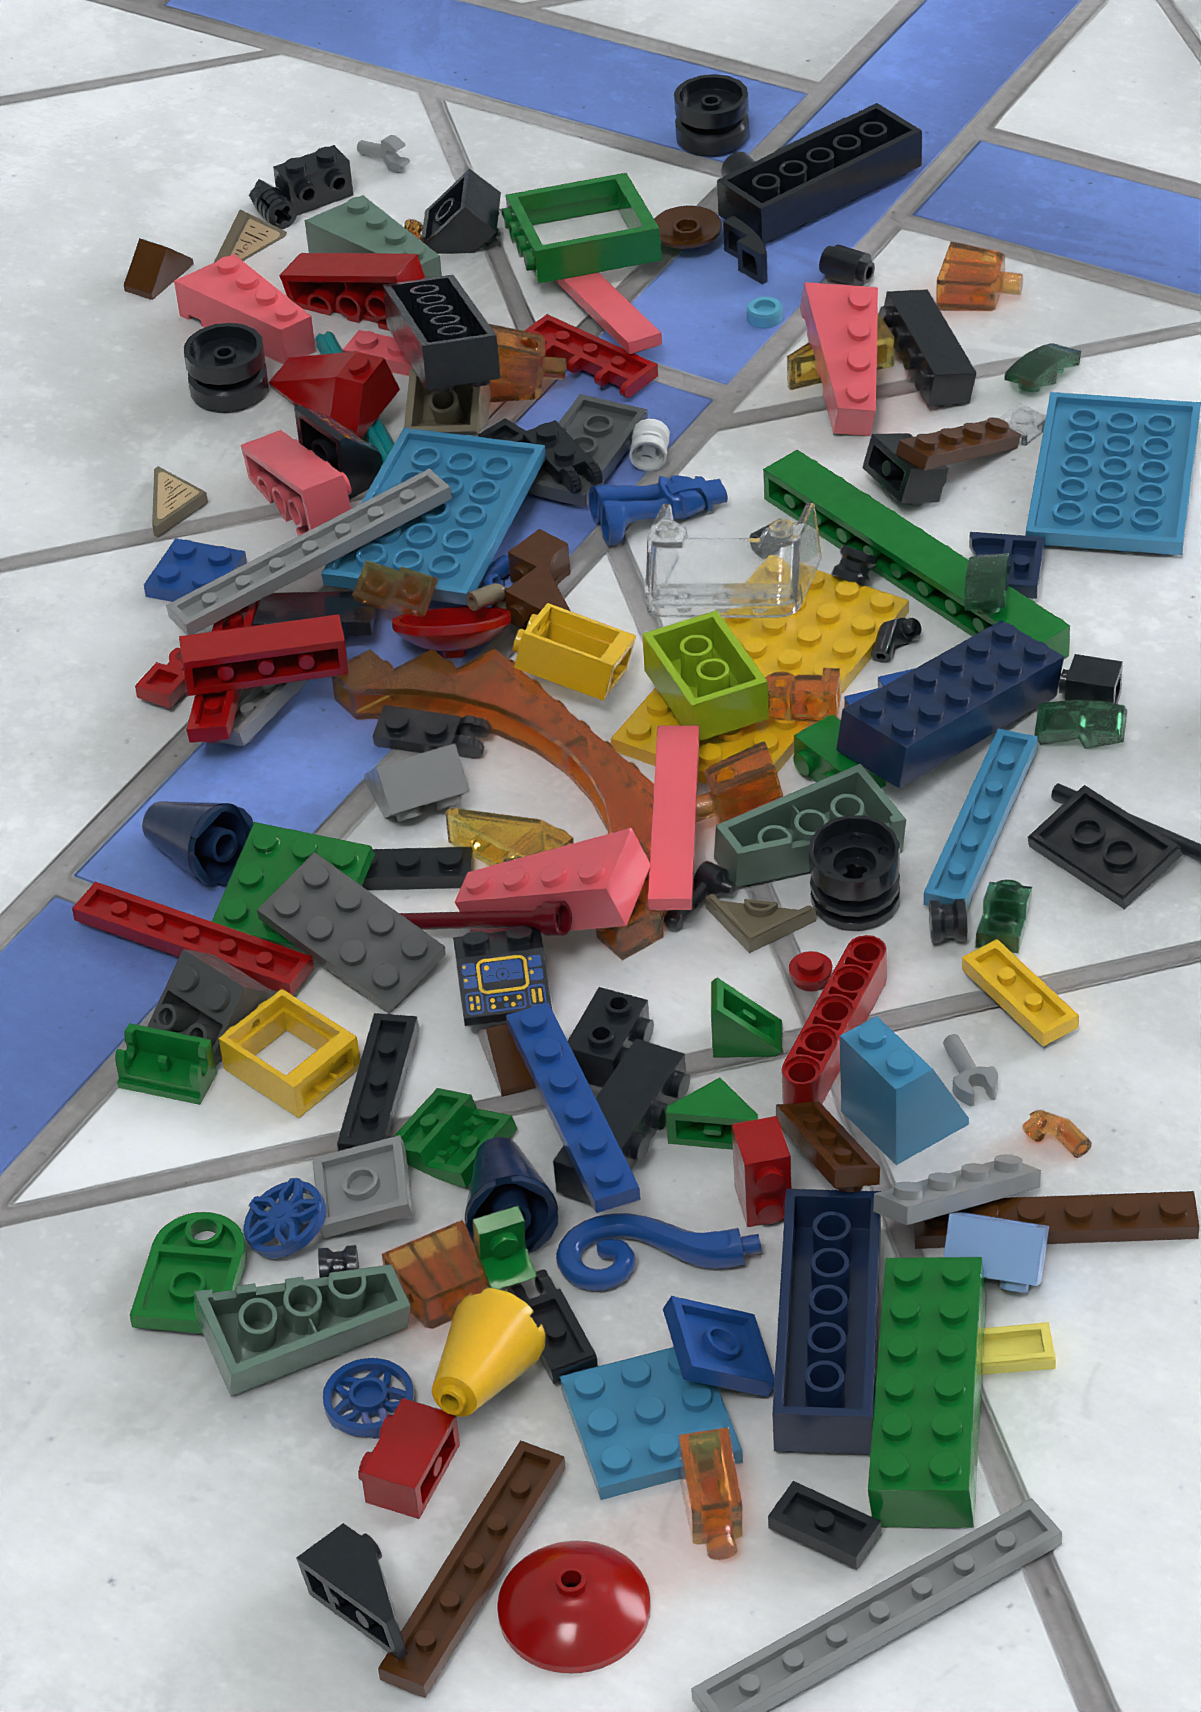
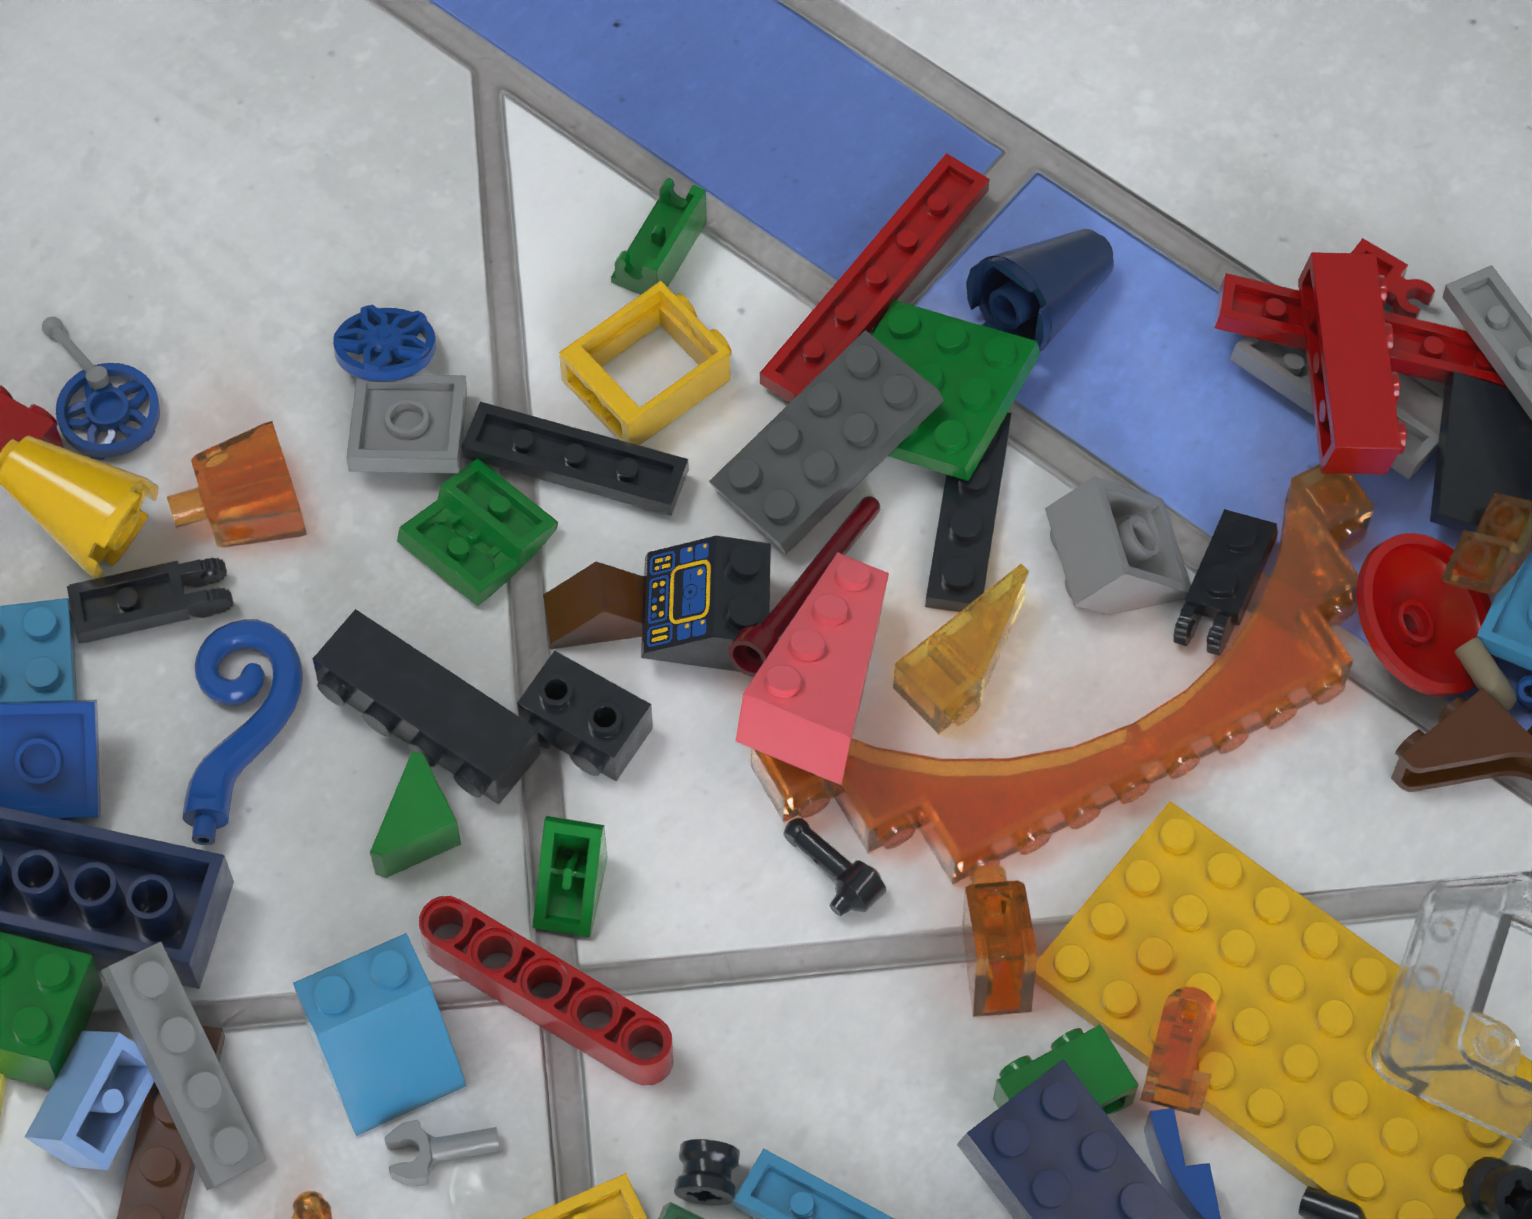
camera: 95 degrees right, 20 degrees up
(185, 1265) = (325, 249): green plate -> none
(206, 998) = (749, 287): dark grey slope -> none
(297, 1323) = (198, 327): sand green wedge -> none
(337, 1261) = (287, 390): black wheel -> none
(342, 1399) = (96, 375): none -> light grey hinge
(502, 1249) = (236, 548): green slope -> none
(505, 1180) = (346, 565): dark blue cone -> none
(573, 651) = (1300, 810): yellow window -> none
(573, 1108) = (428, 635): blue plate -> none
(674, 818) = (946, 834): coral tile -> none
(705, 675) = (1224, 912): lime brick -> none
(757, 921) = (778, 934): dark tan tile -> none
(761, 1170) = (280, 843): red brick -> none
(777, 835) = (915, 1037): sand green wedge -> none
(810, 970) = (664, 983): red plate -> none
(828, 1146) = (297, 923): reddish brown plate -> none
(854, 872) = (793, 1021): black wheel -> none

